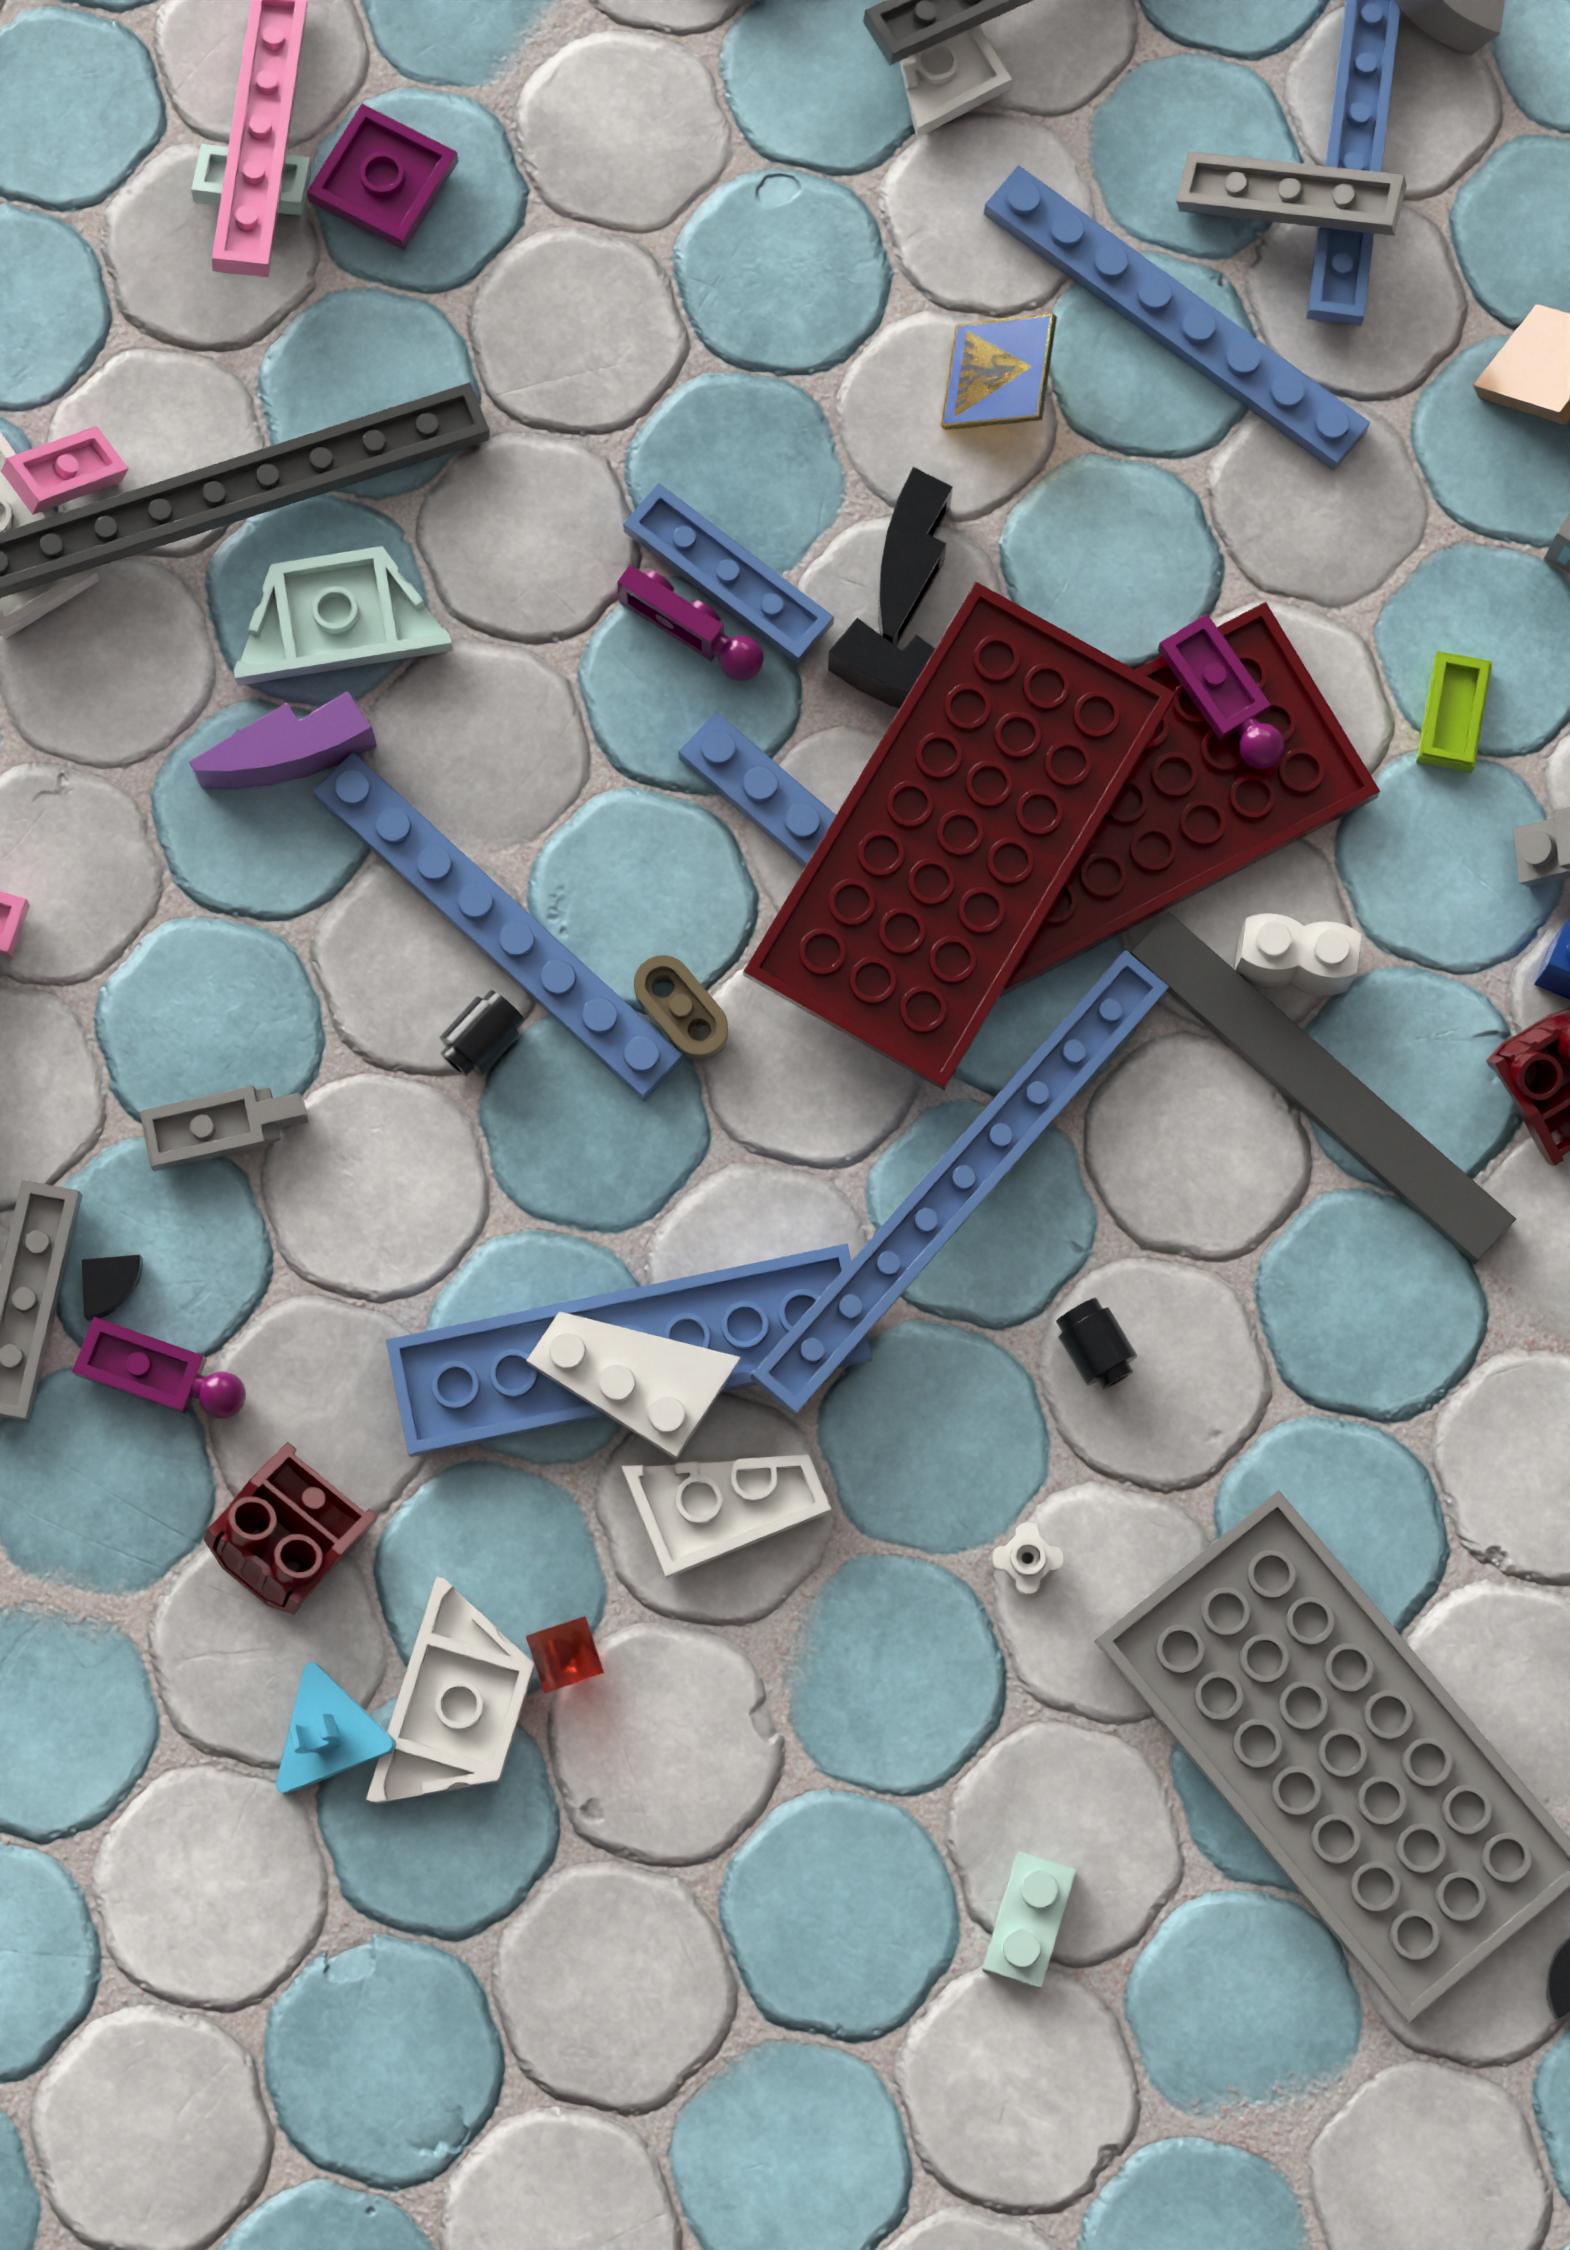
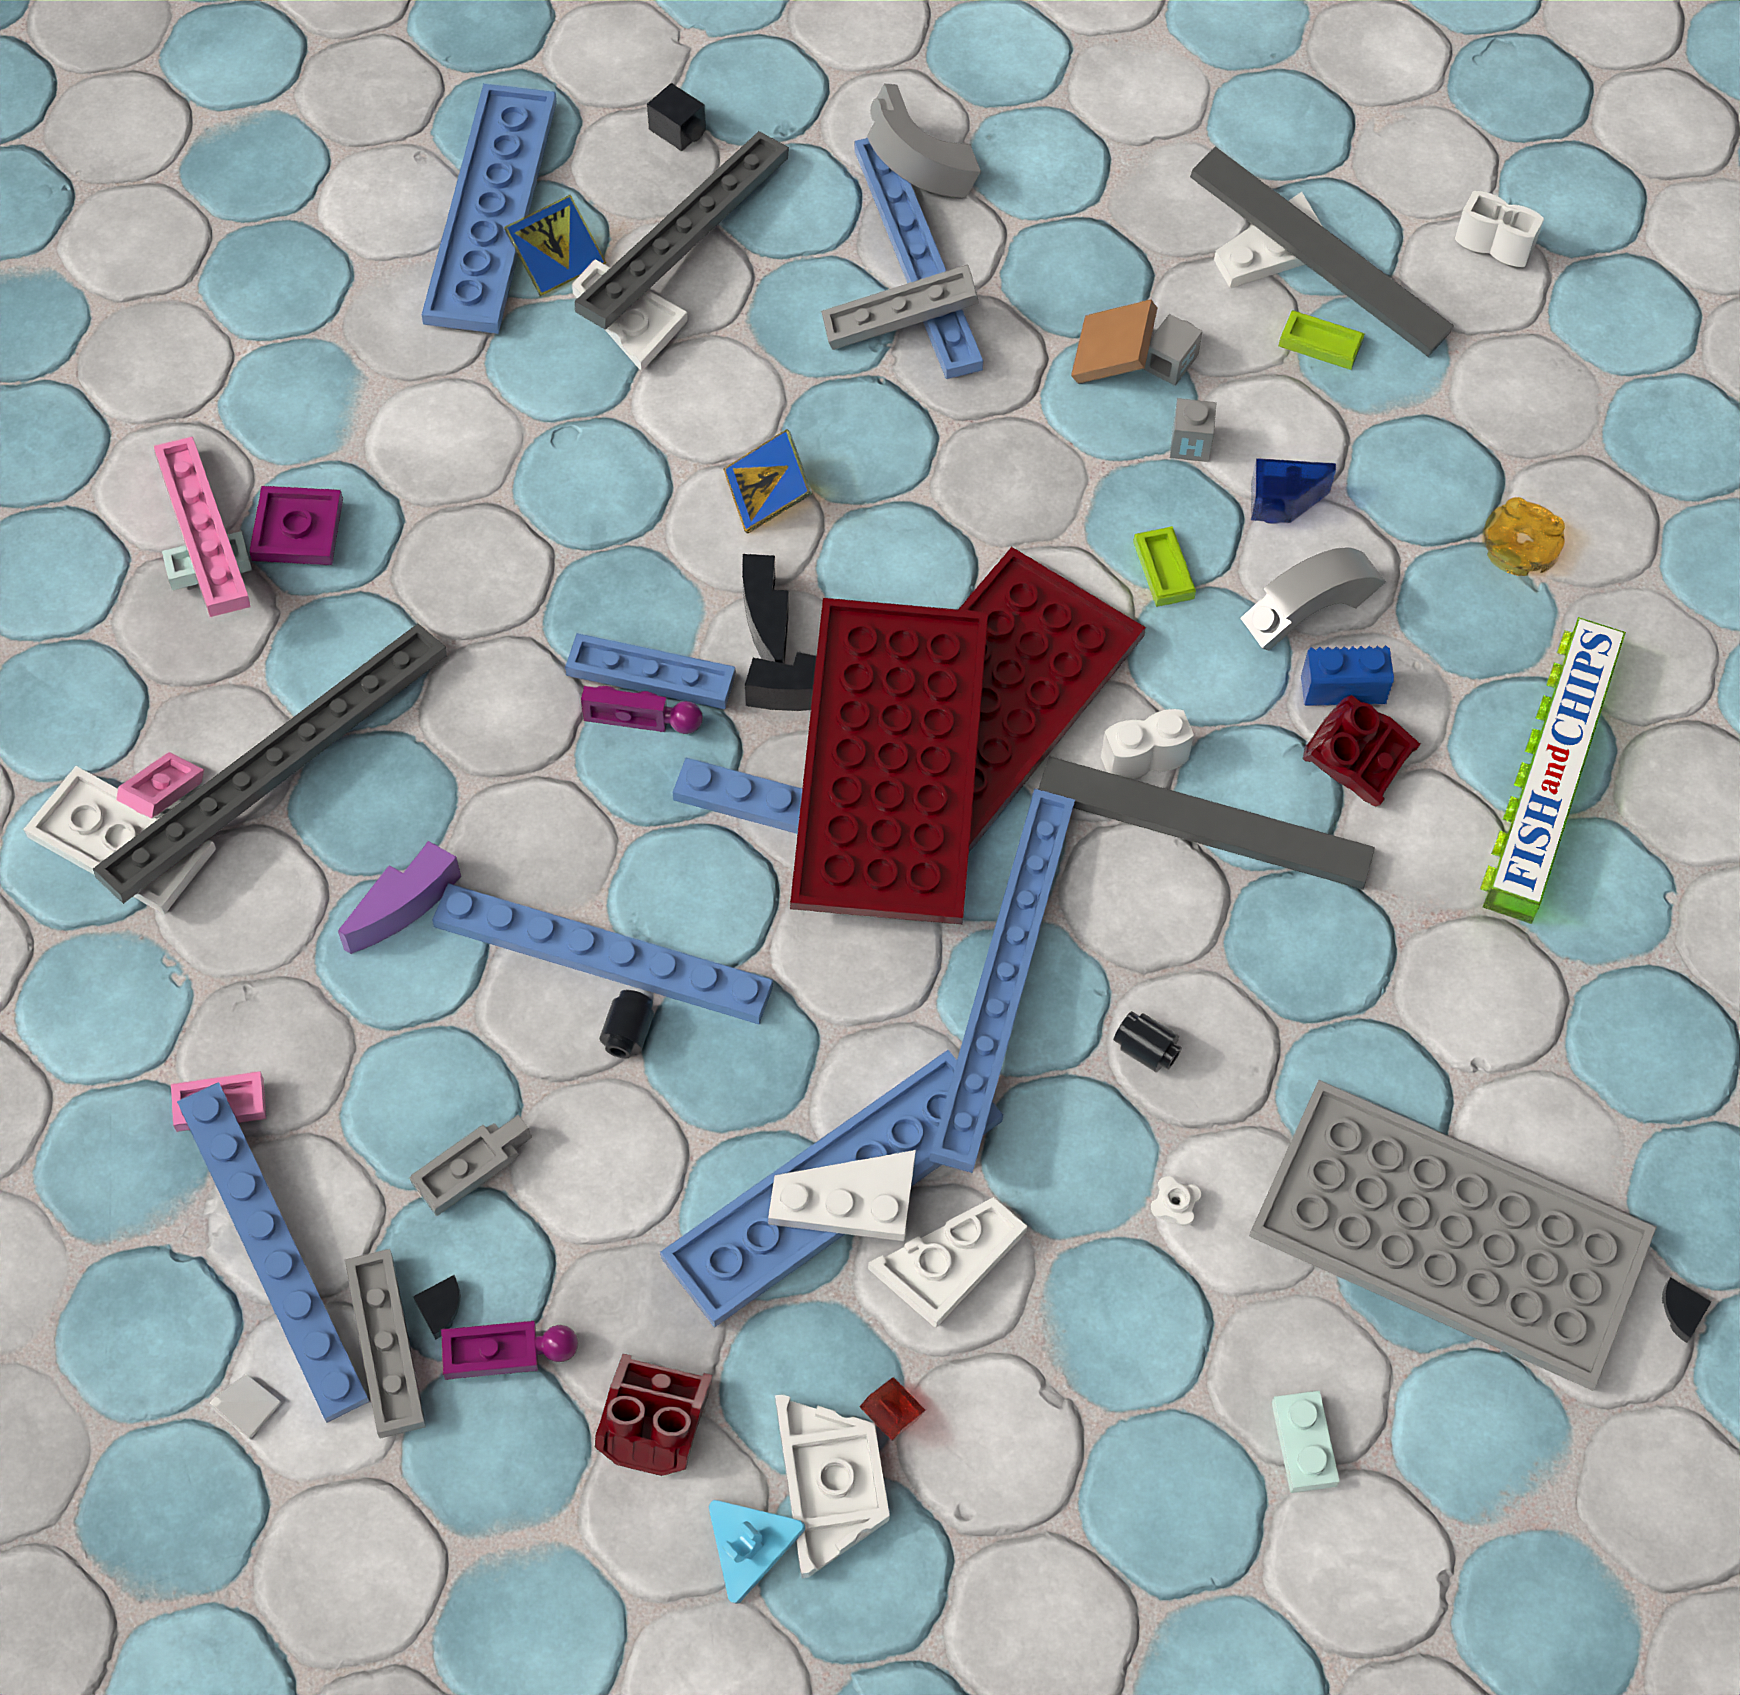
camera: 25 degrees left, 15 degrees down
(336, 617) = (396, 803): light aqua wing -> none
(682, 1009) = (759, 949): dark tan plate -> none
(1176, 318) = (863, 410): medium blue plate -> none
(1223, 690) = (1015, 605): magenta plate -> none

